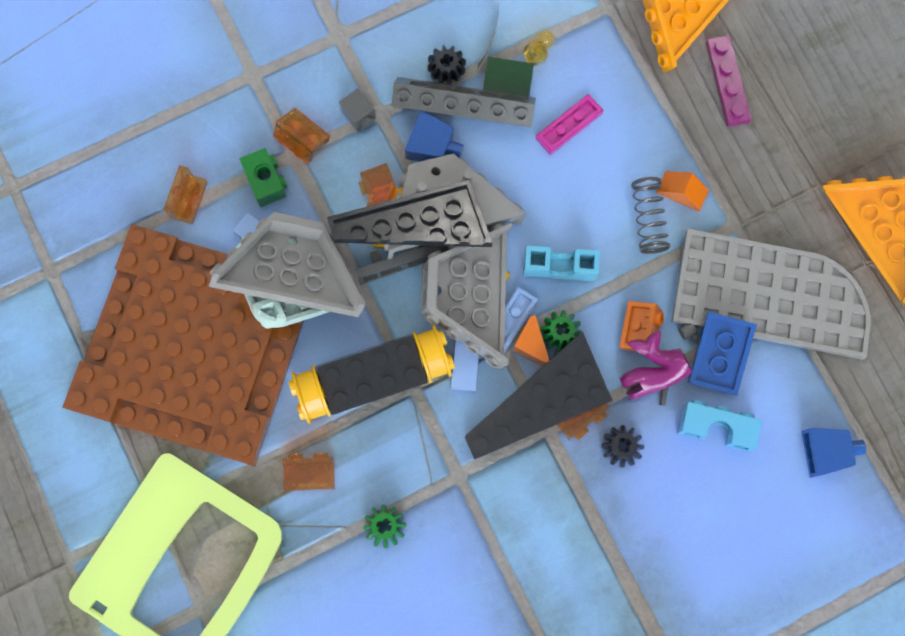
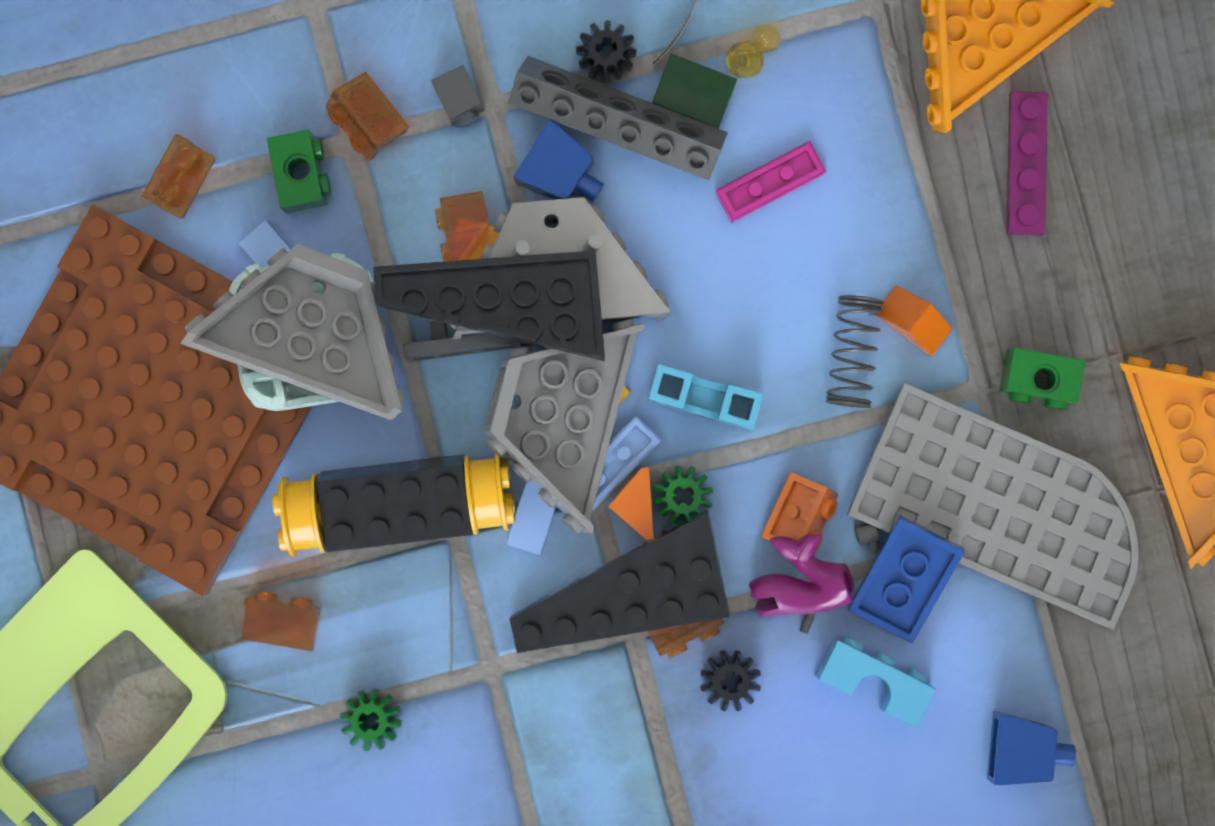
camera: 15 degrees right, 10 degrees up
(786, 200) = (1063, 372): none -> green brick

